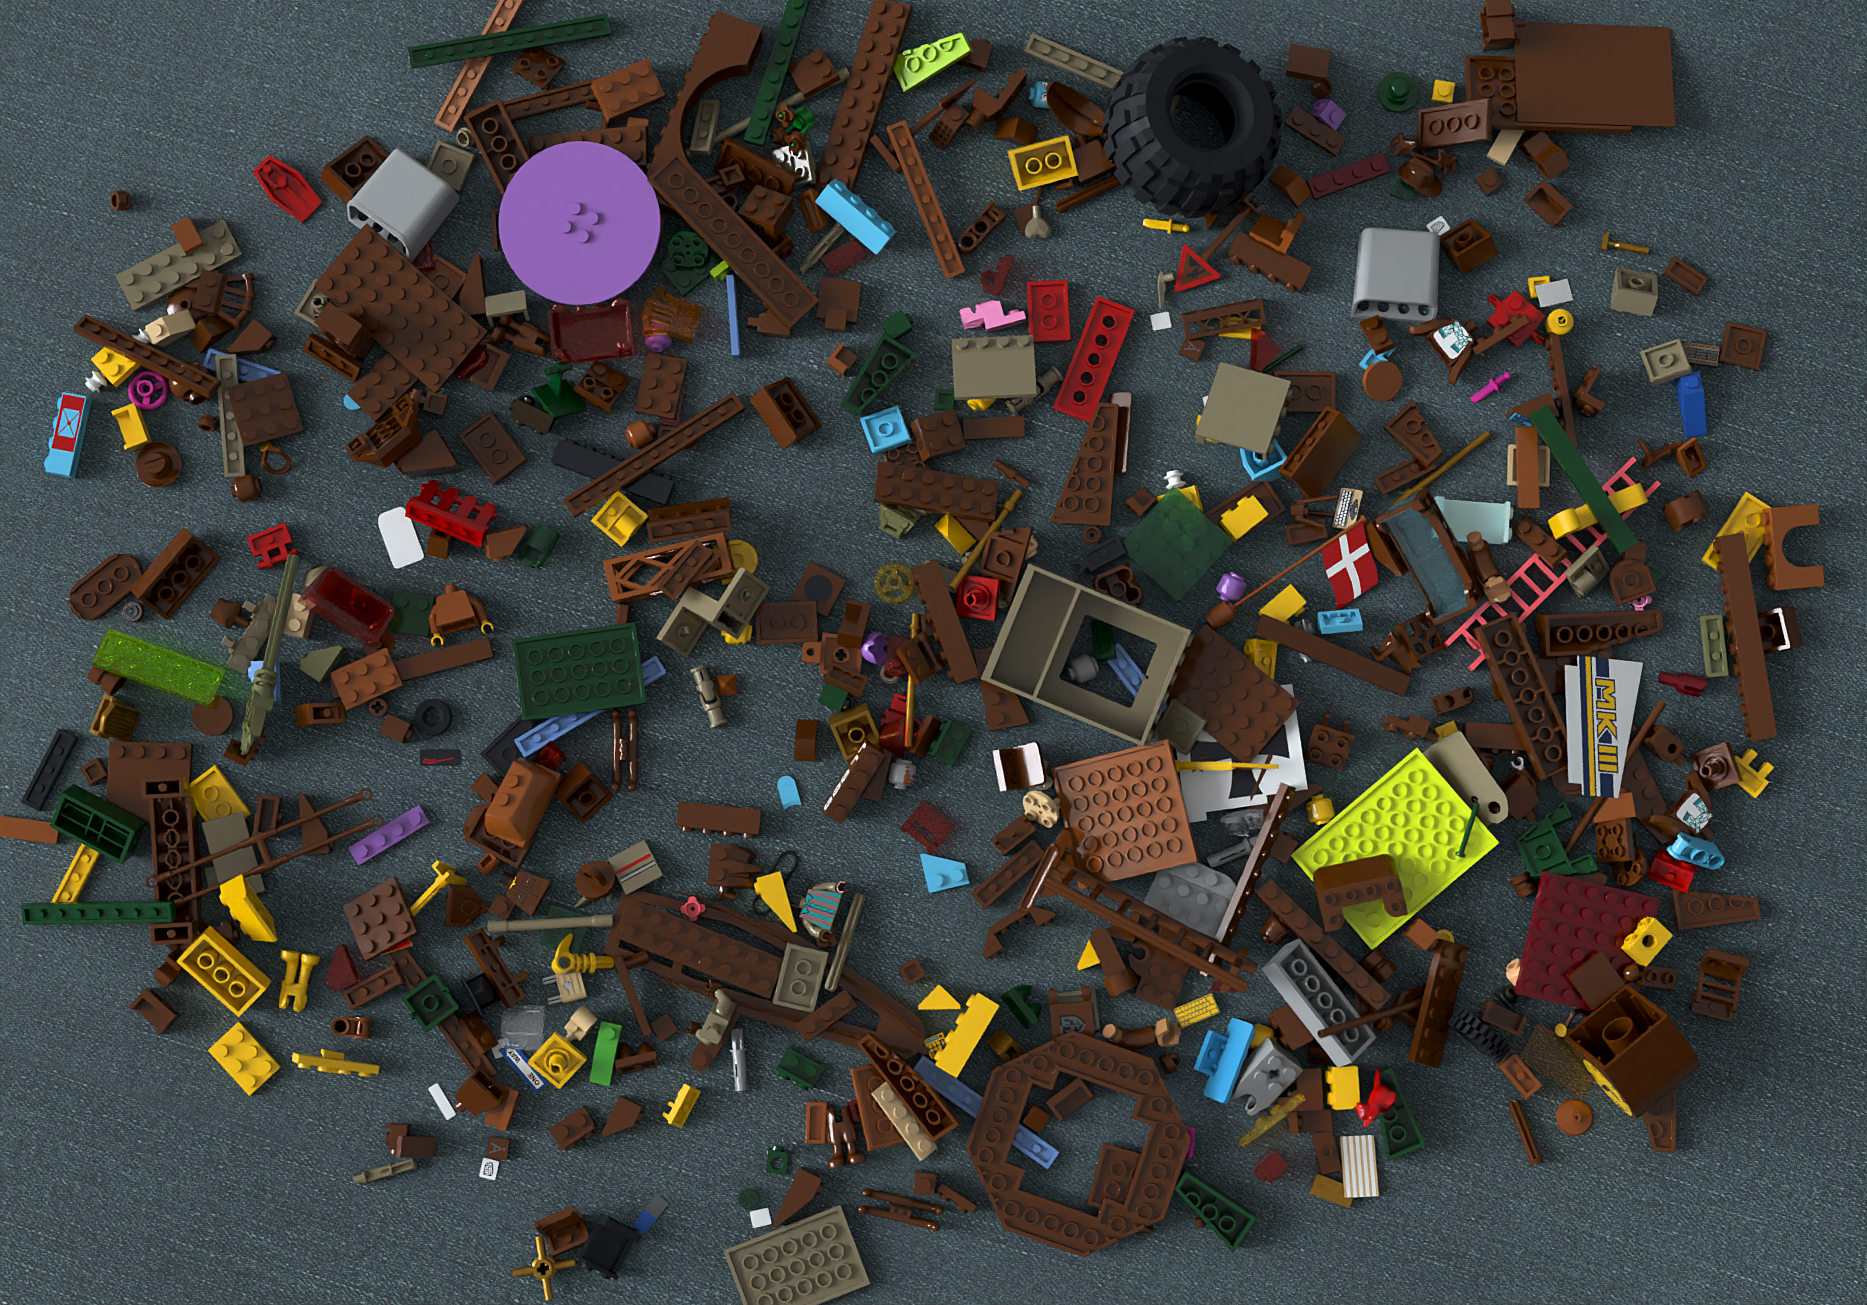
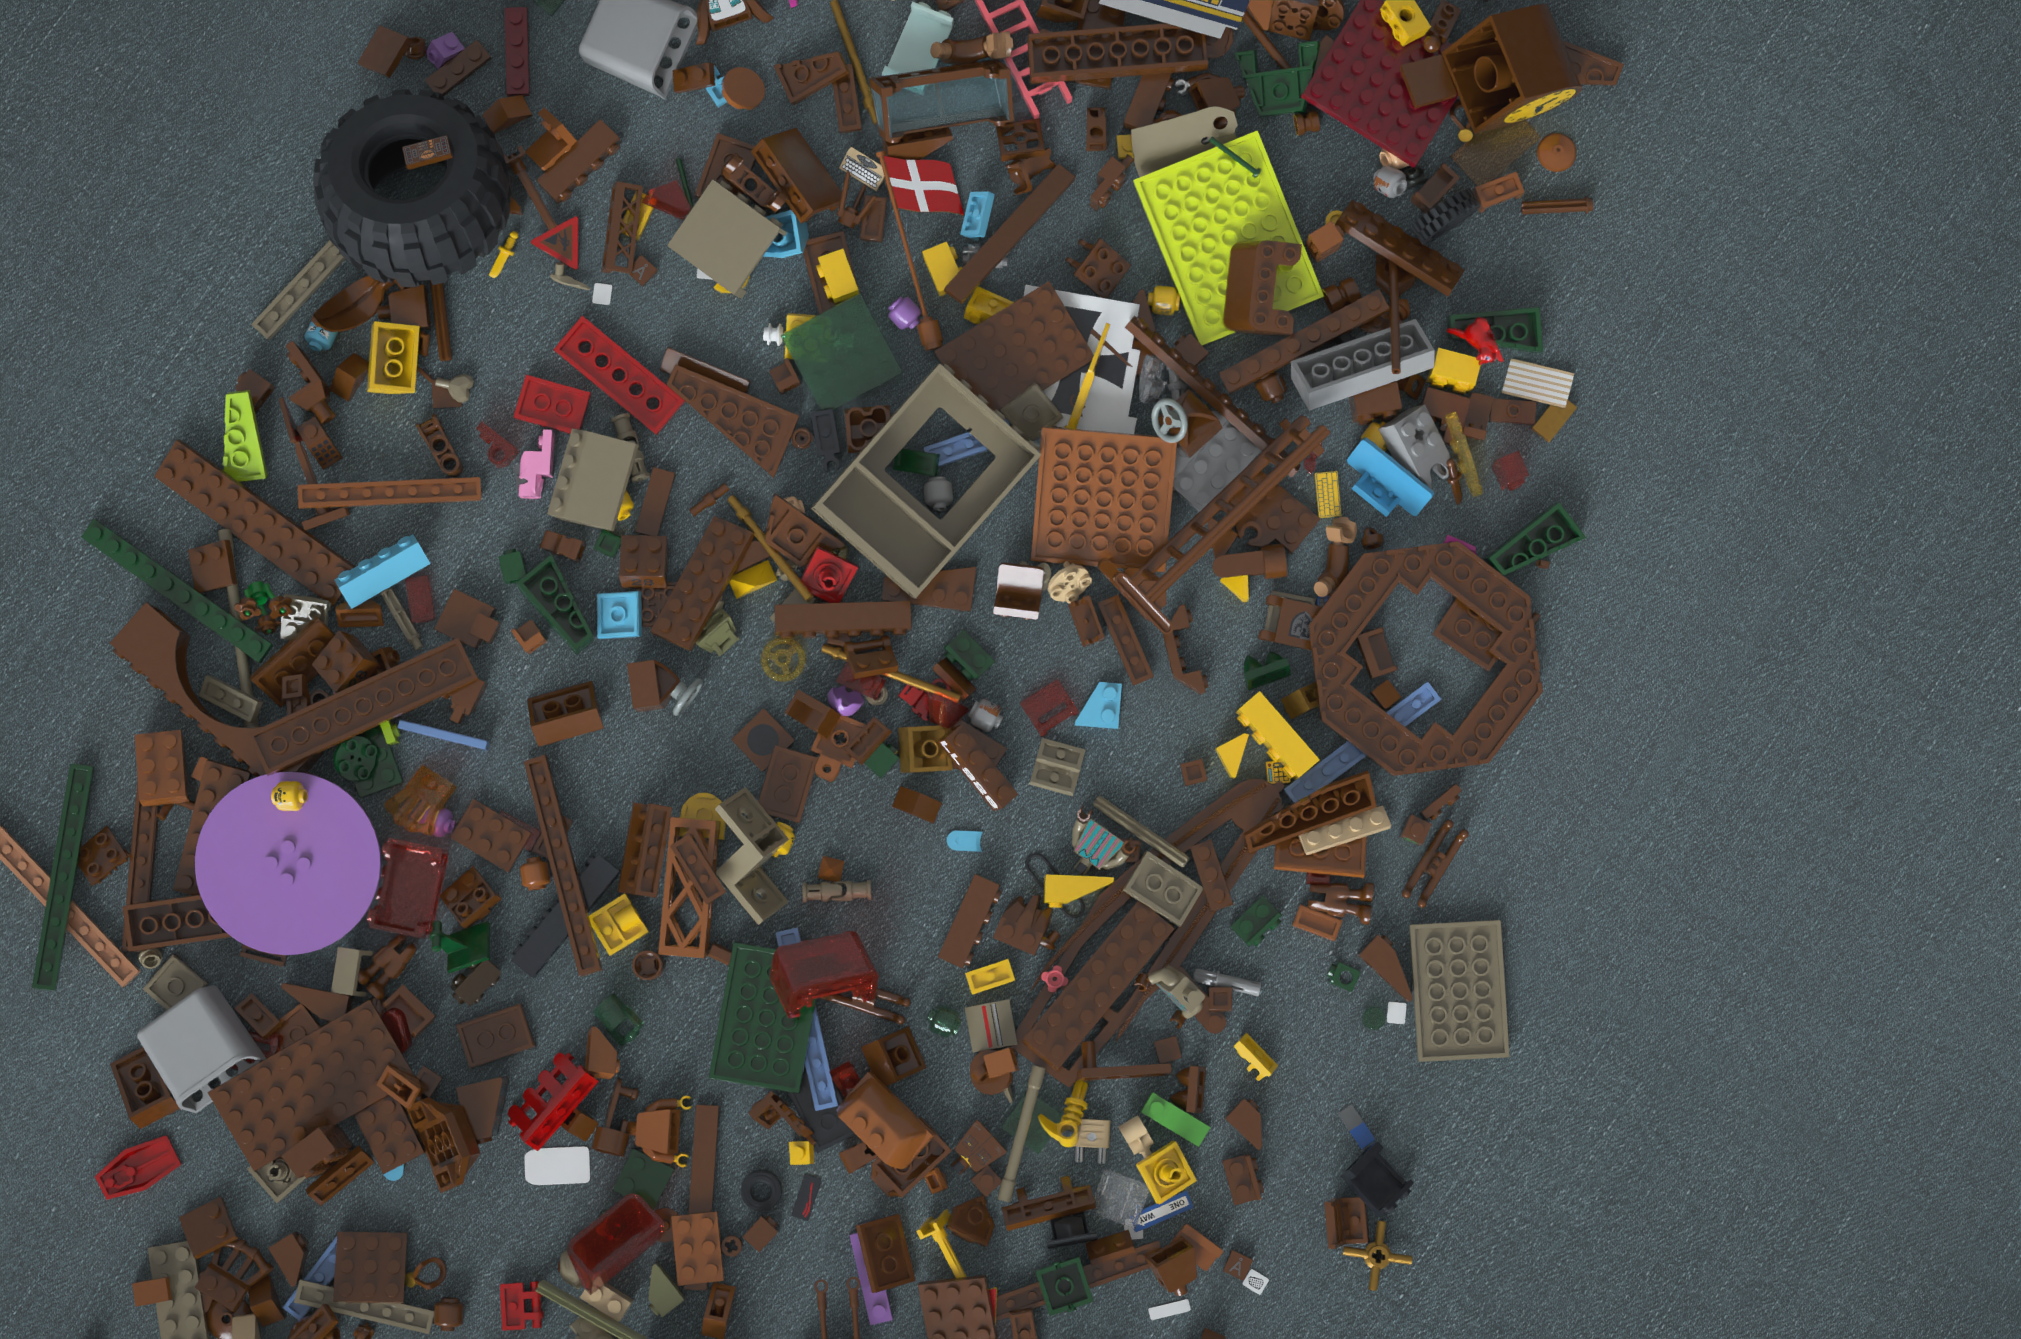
camera: 75 degrees left, 0 degrees up
(255, 263) = (208, 1227): none -> reddish brown plate
(412, 840) = (885, 1253): none -> reddish brown plate
(423, 381) = (399, 1086): none -> dark orange slope
(434, 568) = (610, 1140): none -> reddish brown piece
(444, 243) = (258, 1016): none -> reddish brown plate
(475, 740) = (801, 1152): none -> yellow plate
(505, 704) = (772, 1108): none -> reddish brown plate
(592, 556) = (648, 965): none -> reddish brown wheel
(604, 886) = (1001, 1062): none -> dark orange panel
(626, 825) = (944, 1021): none -> clear green head
(634, 706) = (822, 969): none -> clear red windscreen
(635, 204) = (289, 795): none -> yellow head
(677, 852) = (990, 976): none -> yellow plate
(721, 1059) = (1220, 999): none -> reddish brown plate
(835, 481) = (655, 684): none -> reddish brown piece
(878, 851) = (1057, 767): none -> dark tan slope
(929, 362) = (562, 545): none -> reddish brown leg
(1215, 864) = (1185, 422): none -> reddish brown piece
(1222, 128) = (427, 152): none -> tile
(1246, 1118) = (1453, 479): none -> reddish brown piece
(1292, 429) = (762, 195): none -> reddish brown connector
(1494, 975) = (1390, 181): none -> light grey head

